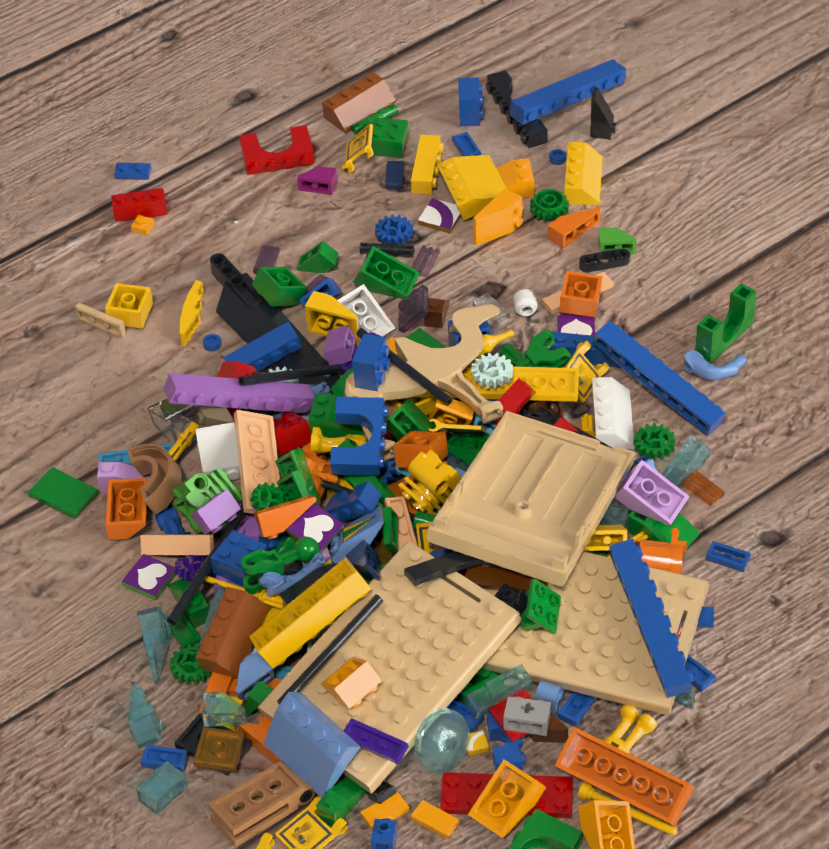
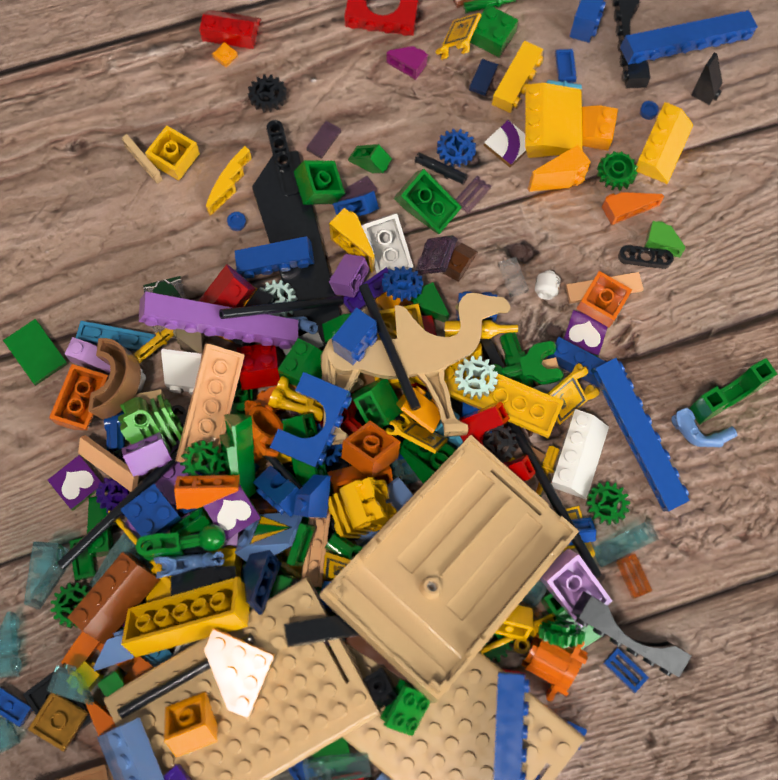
camera: 15 degrees right, 25 degrees up
(197, 239) = (267, 93): none -> black gear
(377, 622) = (237, 669): none -> plate
(387, 488) = (313, 497): none -> blue slope
(392, 331) = (402, 283): none -> blue gear
(654, 527) = (561, 633): none -> green gear
(679, 504) = (663, 653): none -> arch

